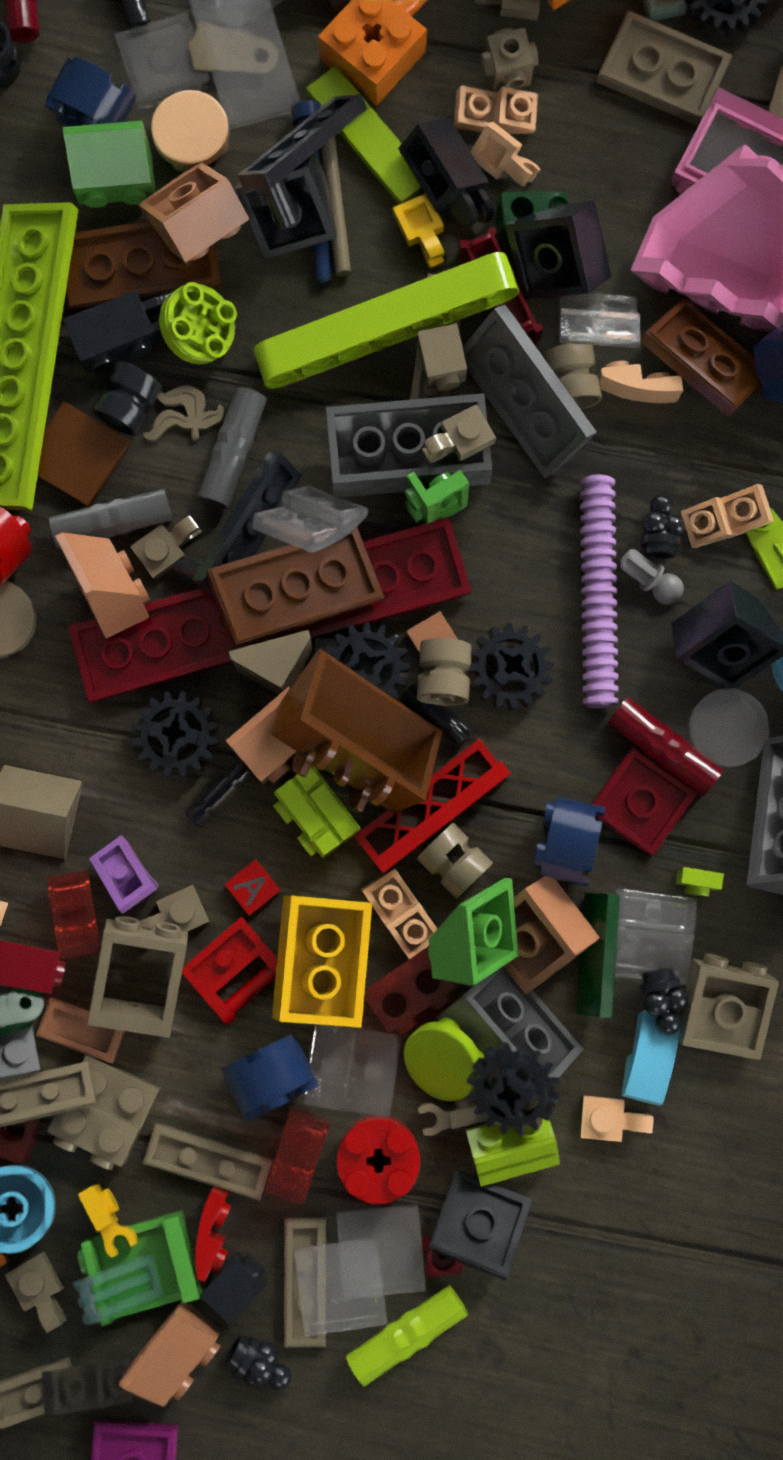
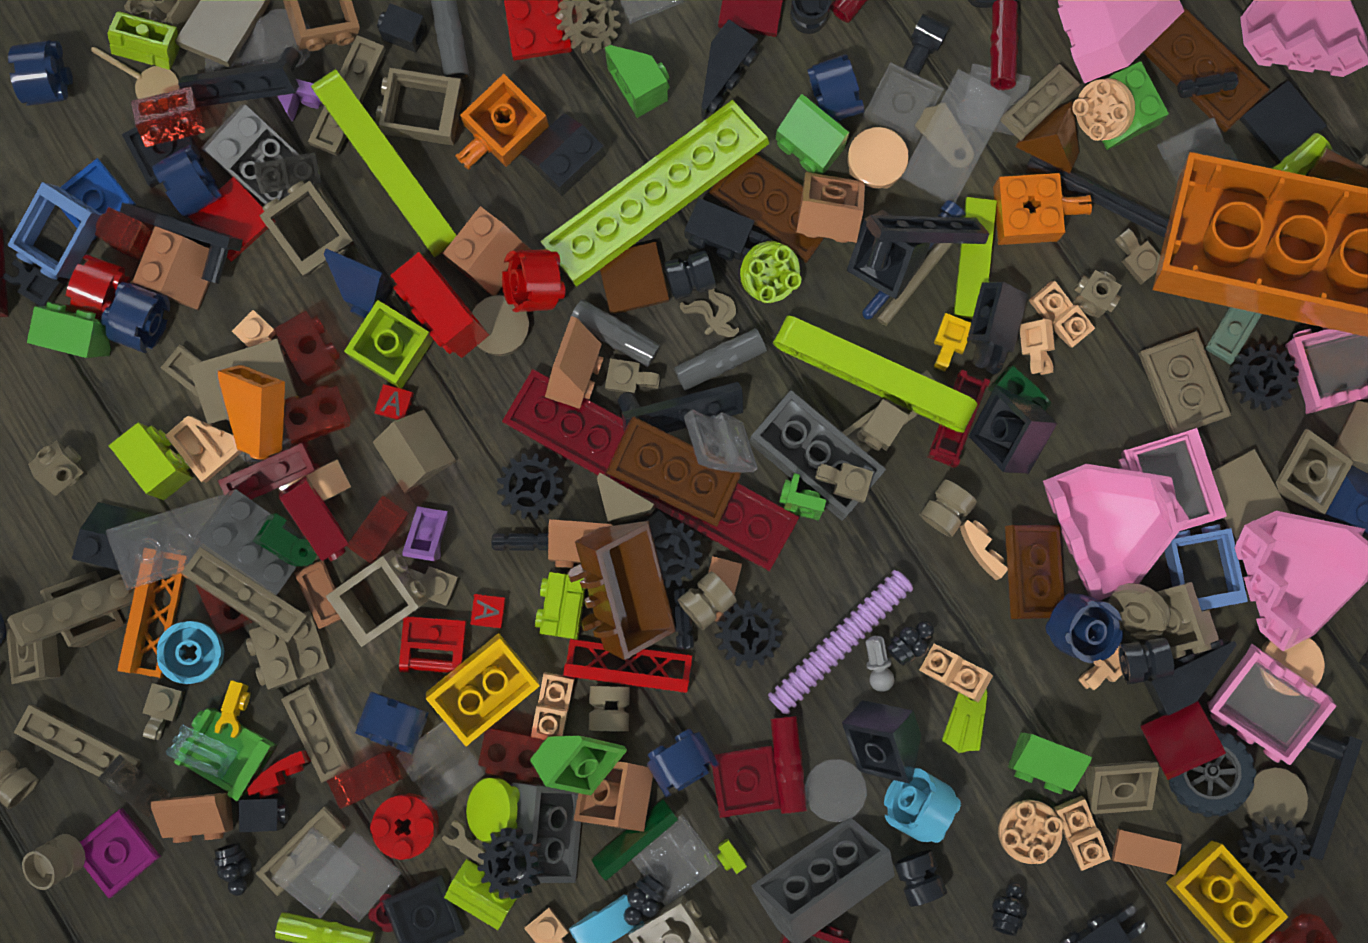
camera: 50 degrees right, 0 degrees up
(526, 392) = (911, 491): dark grey plate -> none
(599, 320) = (994, 492): clear slope -> none

